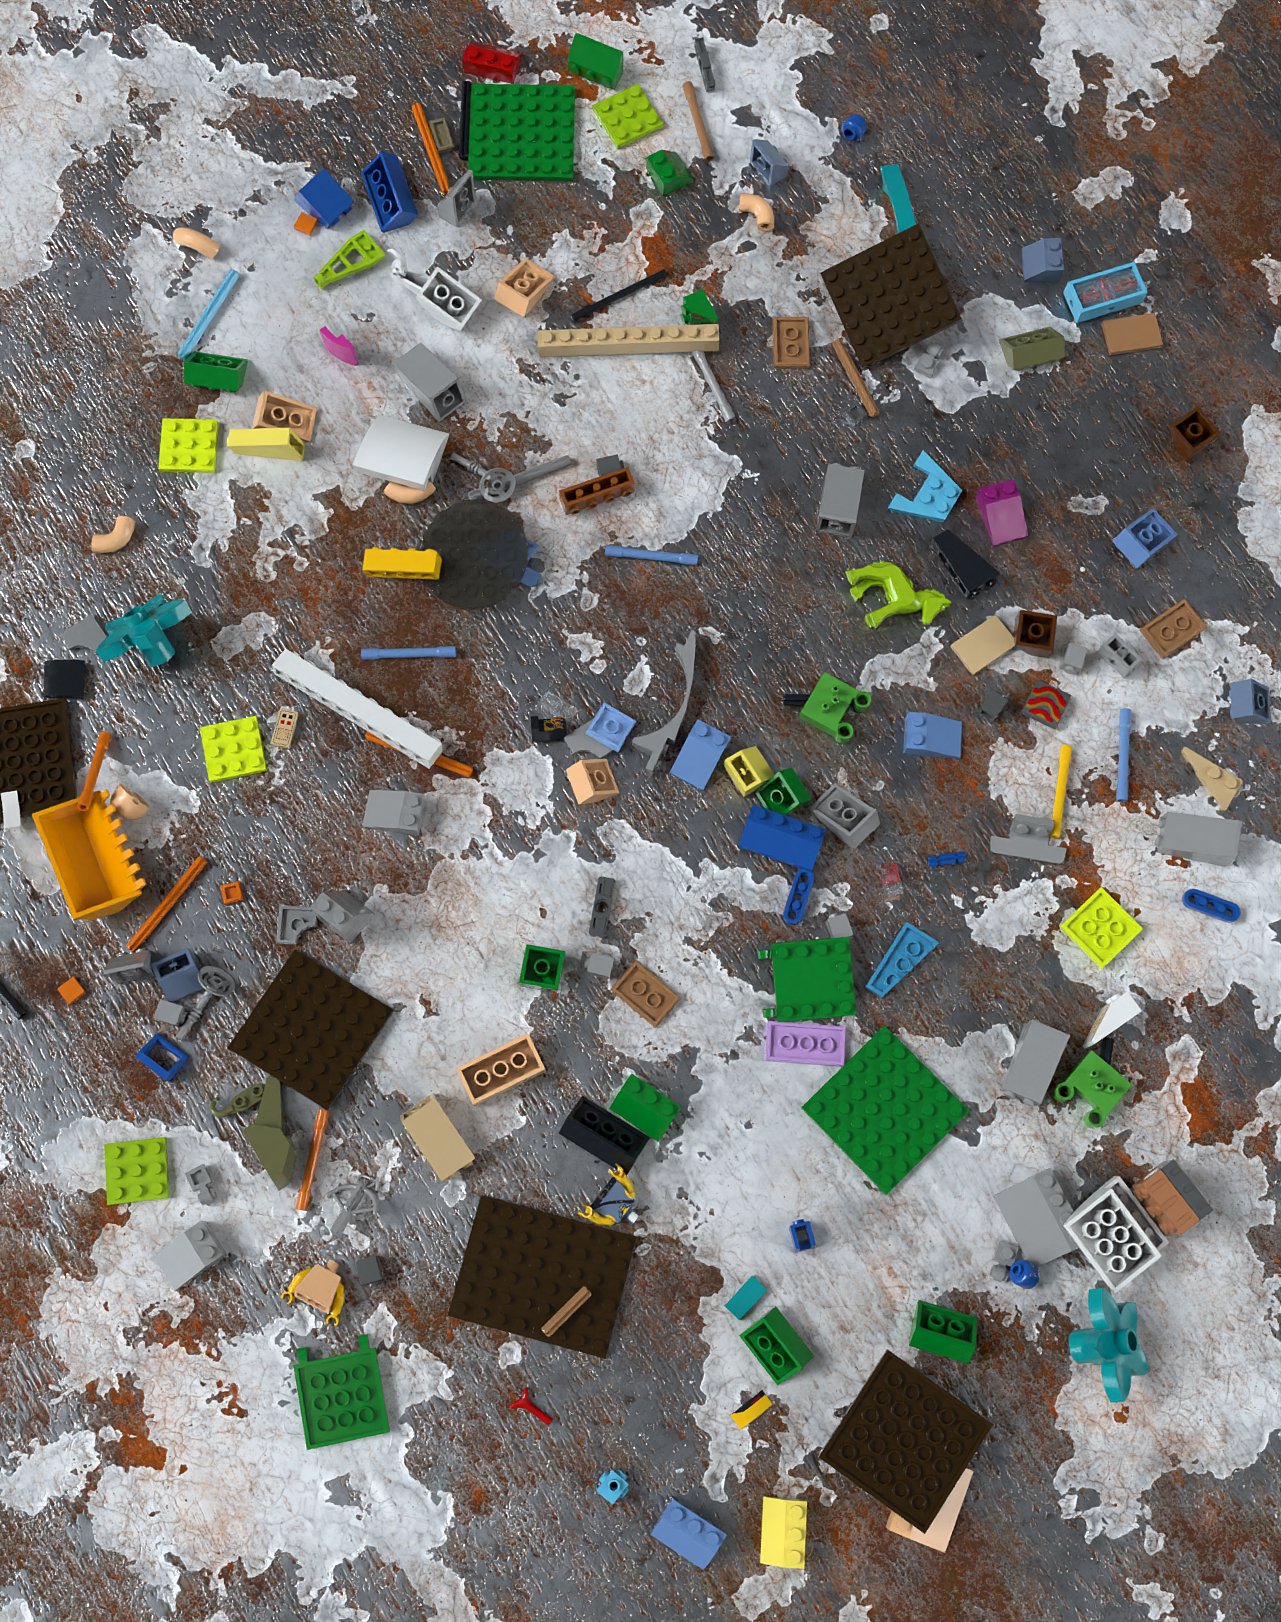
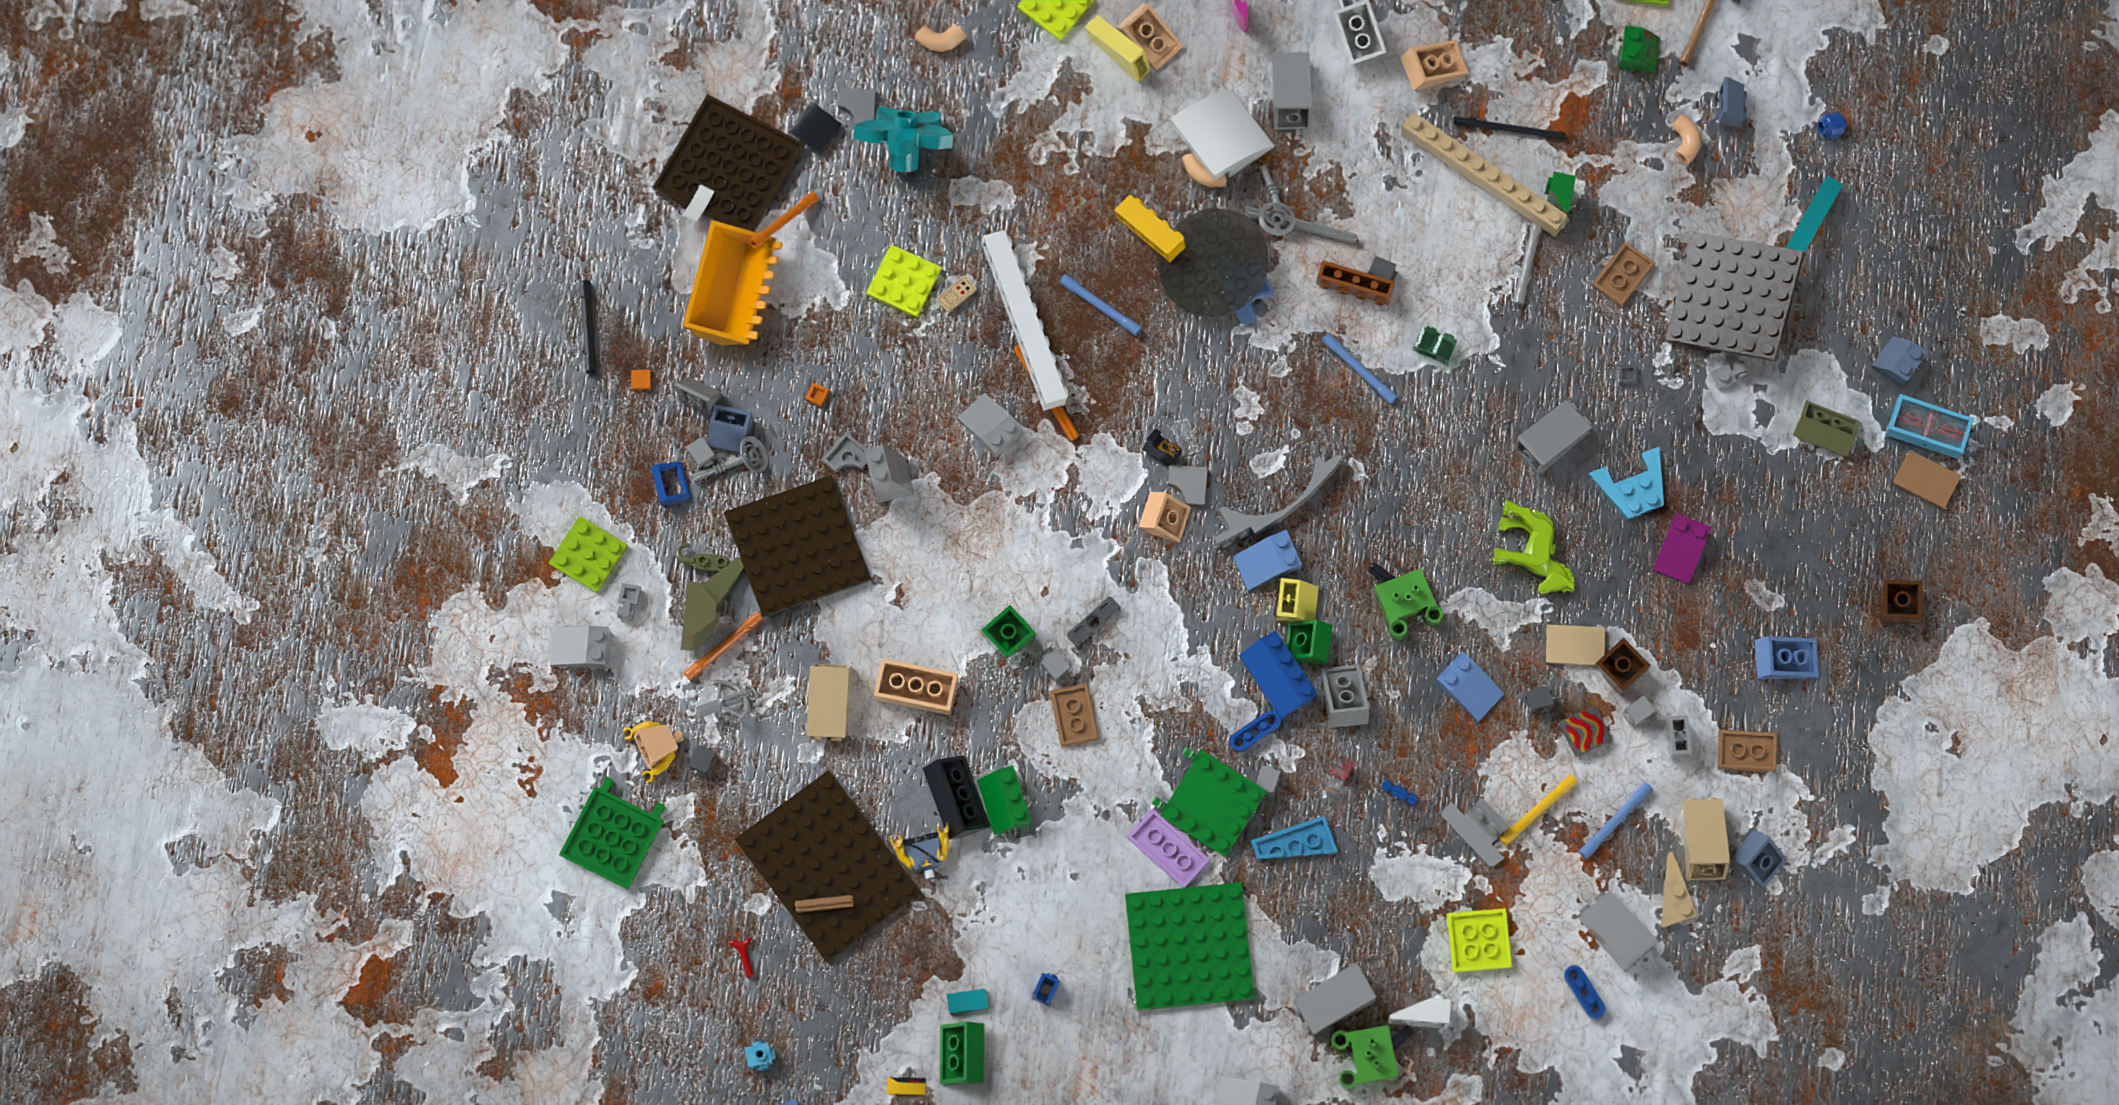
camera: 45 degrees right, 0 degrees up
(128, 804) = (790, 265): light nougat cylinder -> none
(166, 904) = (761, 366): orange axle -> none
(610, 727) = (1213, 484): light blue tile -> none
(694, 495) = (1434, 344): none -> clear green brick
(855, 378) = (1652, 344): medium nougat axle -> none
(963, 564) = (1612, 567): black slope -> none
(1202, 718) = (1705, 839): none -> tan slope

